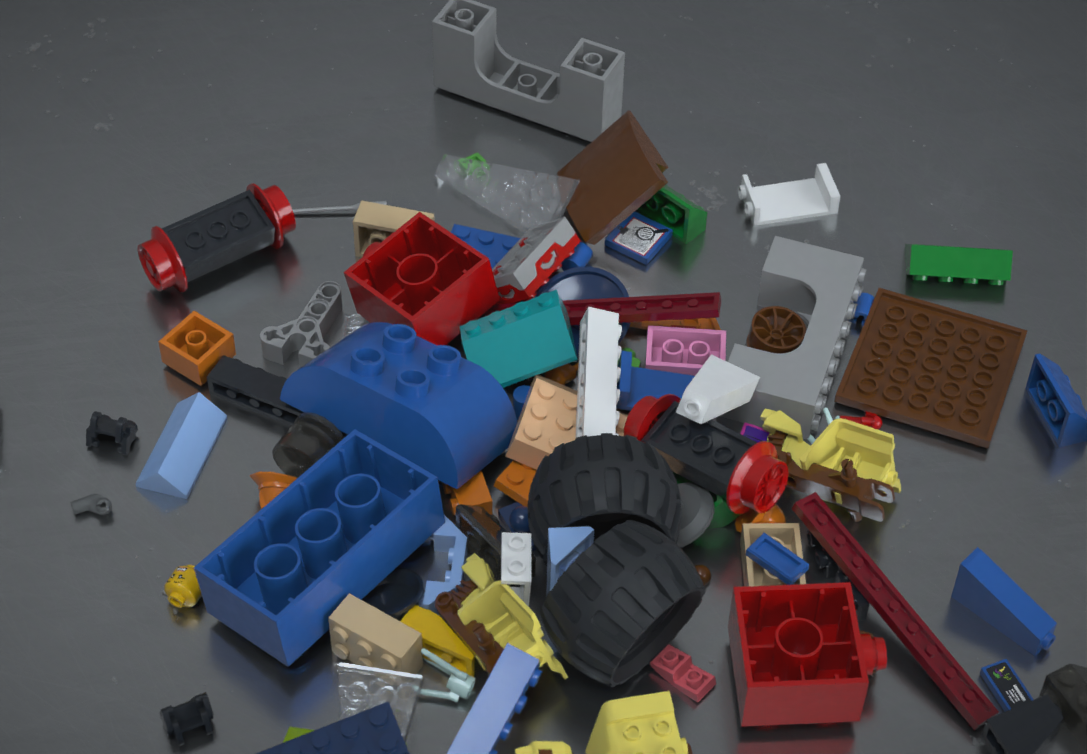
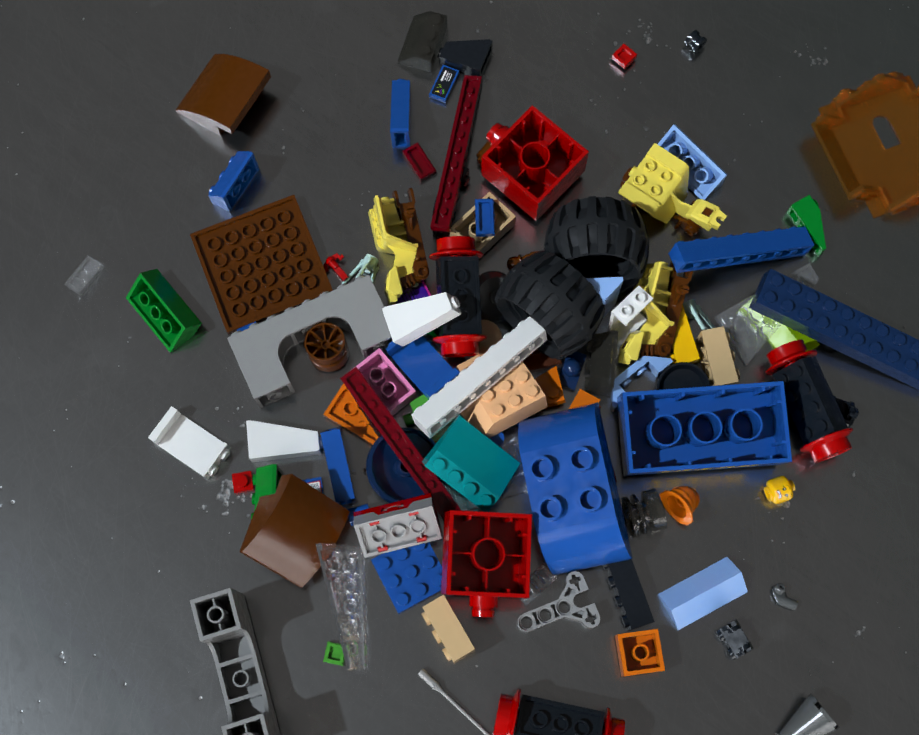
camera: 130 degrees left, 25 degrees up
(177, 656) = (810, 401): none -> black brick
(644, 270) = (338, 465): none -> blue slope
(712, 206) = (243, 482): none -> red plate
(715, 253) = (280, 442): none -> white slope
(923, 586) = (419, 162): none -> dark red tile
(1061, 232) = (84, 275): none -> clear plate

